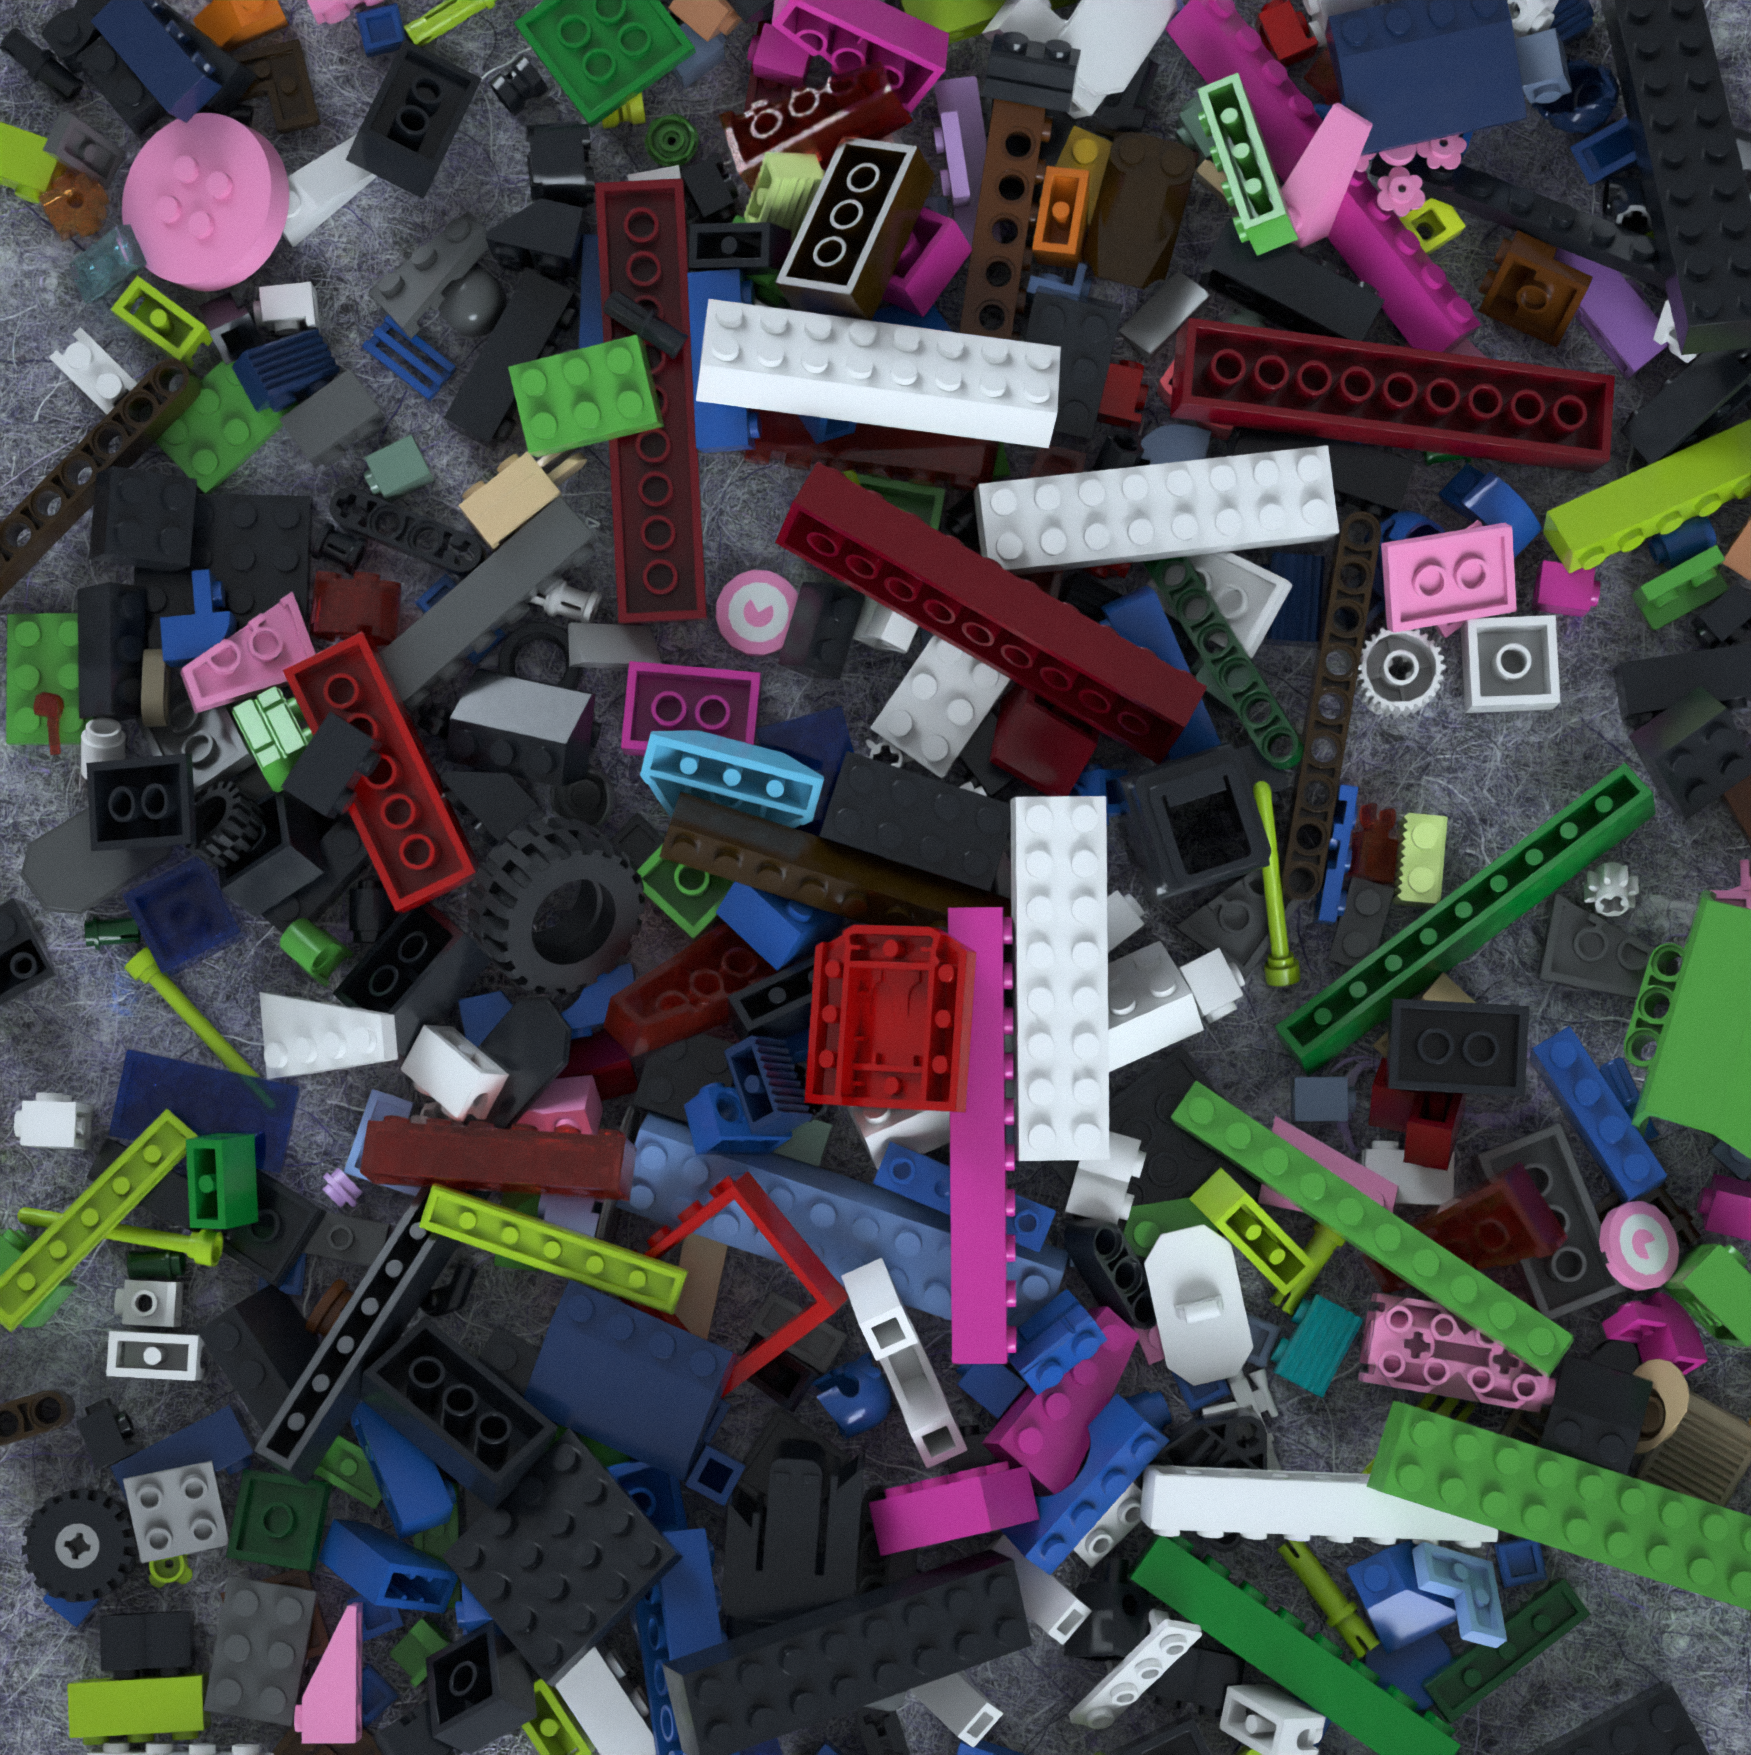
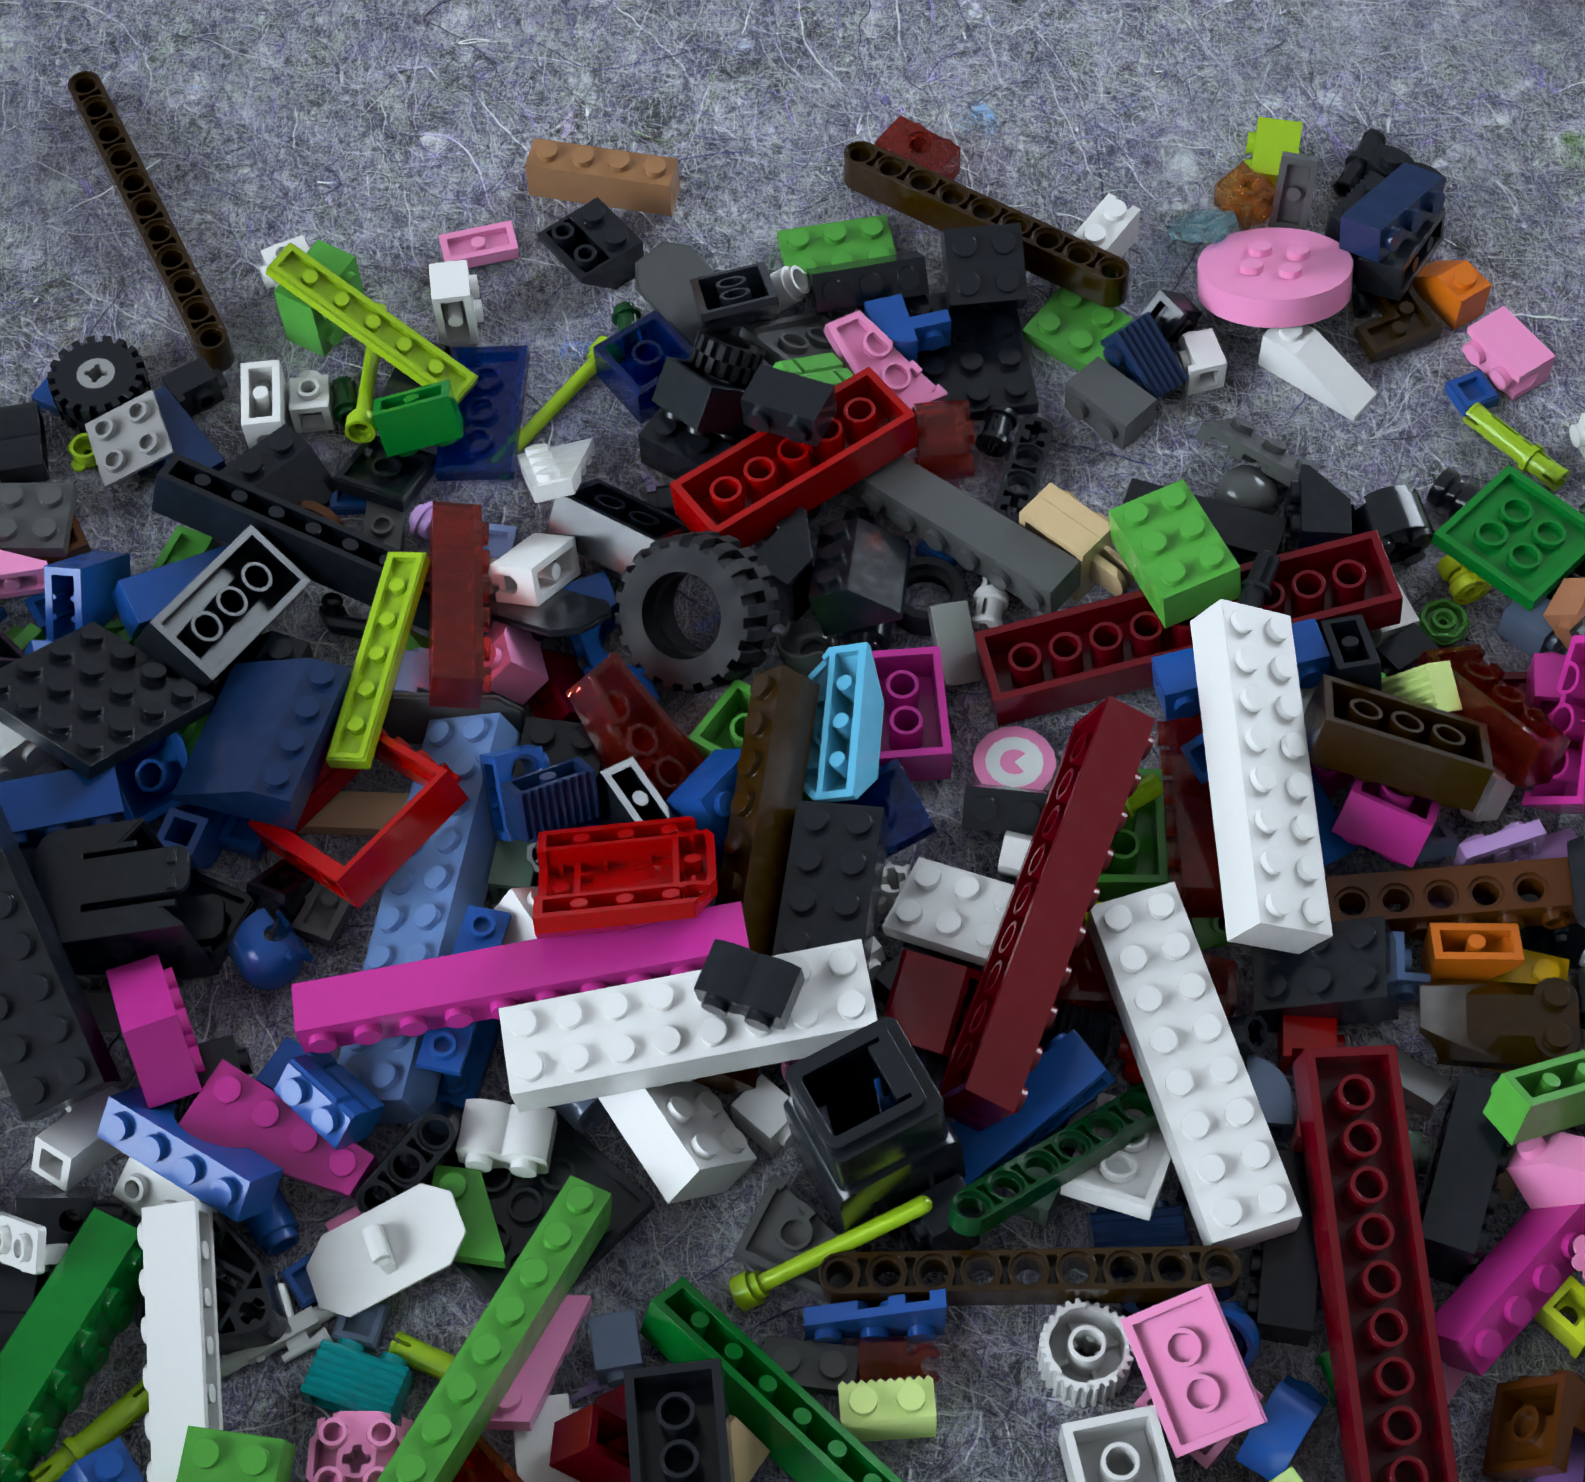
camera: 80 degrees right, 25 degrees down
(50, 706) = (810, 248): clear red hand -> none
(155, 689) = (831, 305): dark tan beam -> none
(161, 322) = (1157, 270): lime brick -> none
(278, 1520) = (123, 520): dark green plate -> none
(314, 949) = (633, 460): bright green piece -> none
(380, 335) = (1182, 431): blue tile -> none
(397, 469) = (1078, 461): sand green brick -> none
(413, 119) = (1397, 419): black slope -> none
(904, 1362) = (346, 937): white arch -> none
(1059, 912) = (748, 985): none -> black brick
(1213, 985) = (716, 1208): white brick -> none
(1252, 1231) = (463, 1282): lime brick -> none

